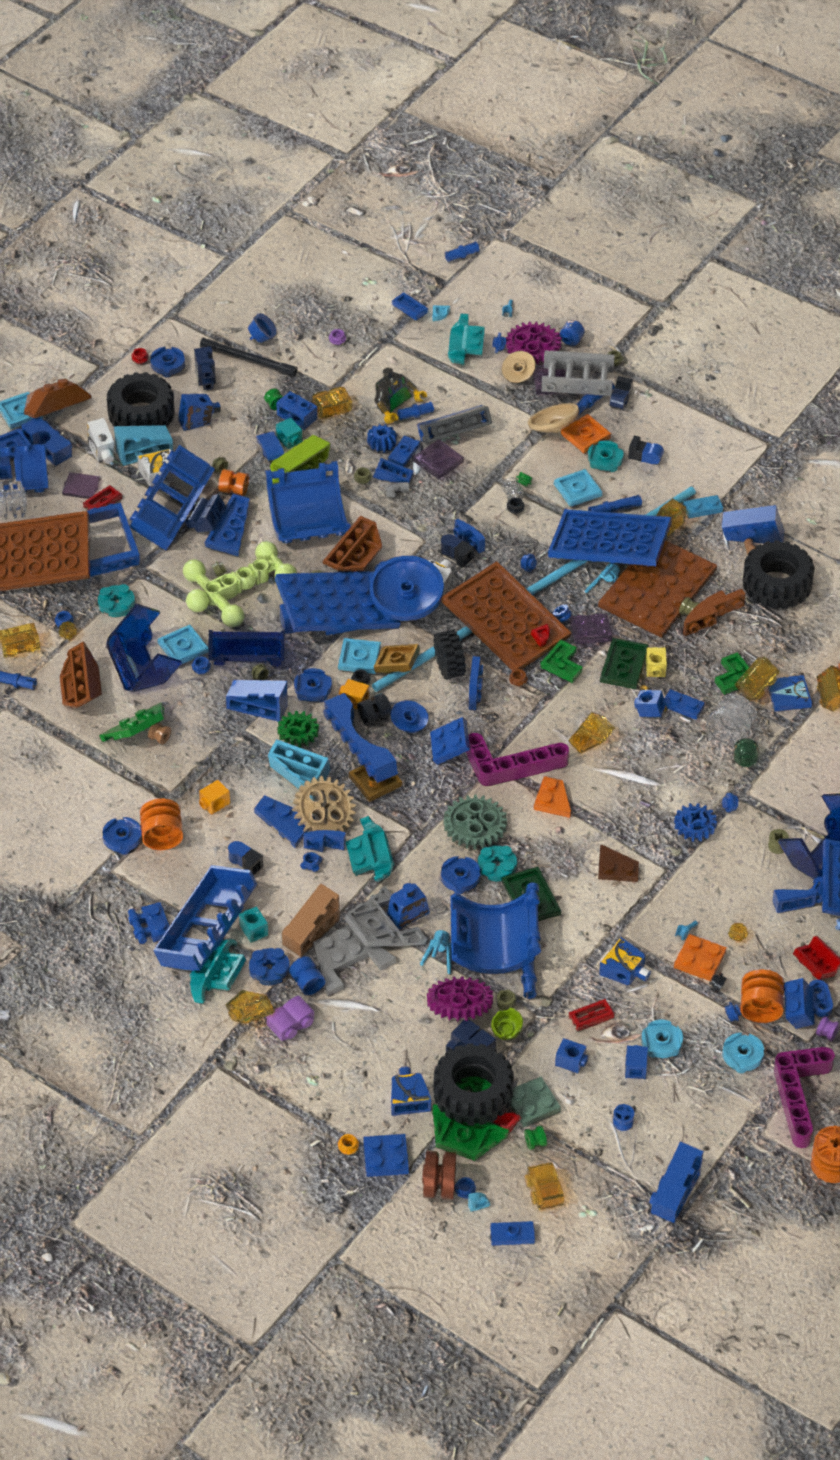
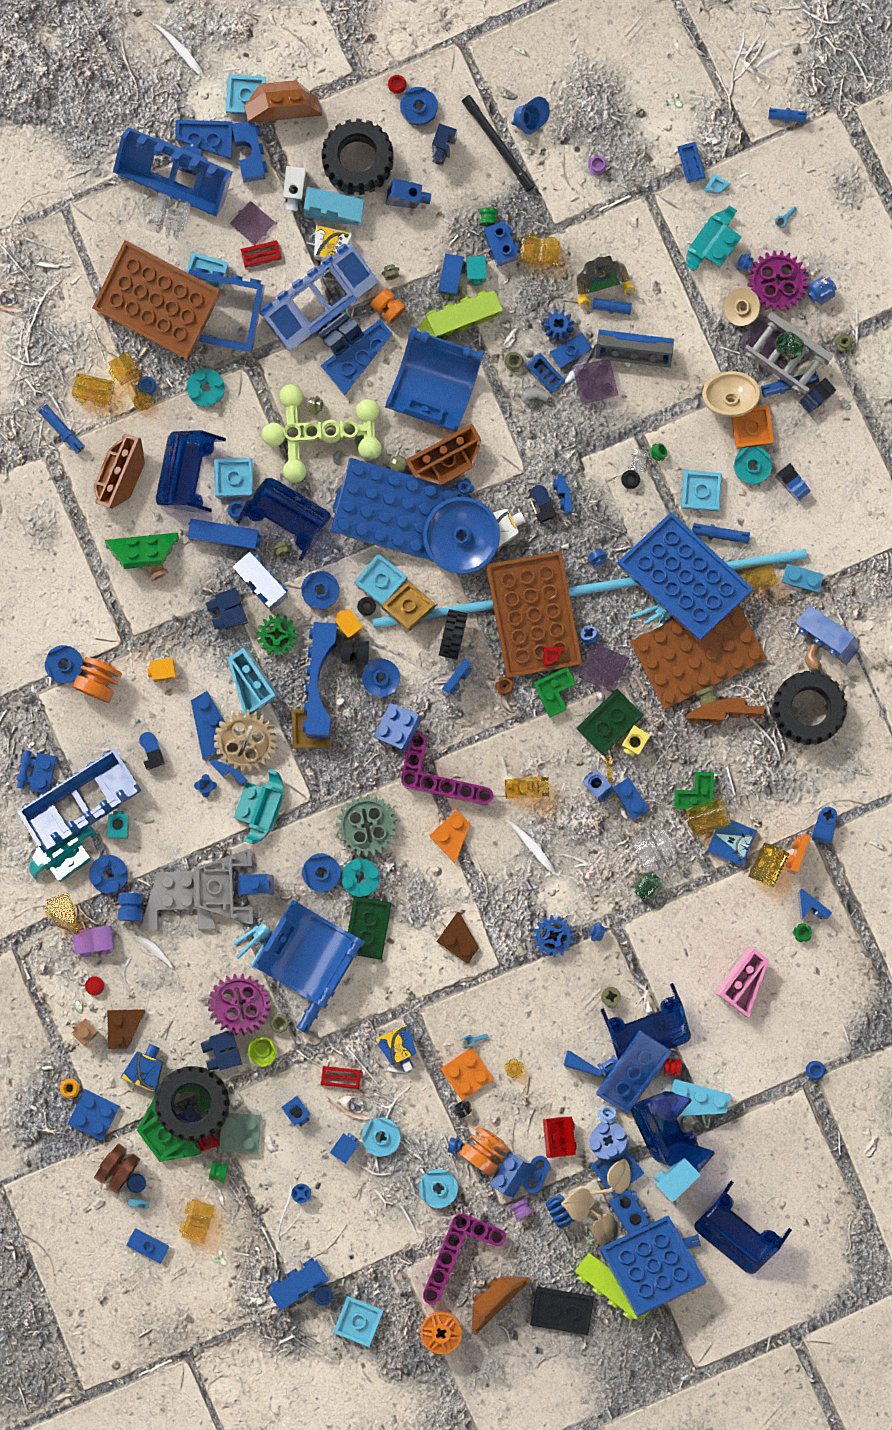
camera: 30 degrees right, 35 degrees up
(38, 609) = (123, 369): none -> clear yellow piece
(201, 684) = (224, 534): none -> blue brick
(243, 730) = (230, 609): none -> dark blue hips
(312, 920) = (164, 854): medium nougat wedge -> none
(315, 1054) = (94, 985): none -> red plate
(332, 1090) = (85, 1032): none -> medium nougat brick
(363, 1074) = (122, 1027): none -> reddish brown wing
(576, 358) = (789, 345): none -> clear green head
(704, 1189) = (323, 1295): none -> blue tile
(752, 1190) = (358, 1321): none -> medium azure plate

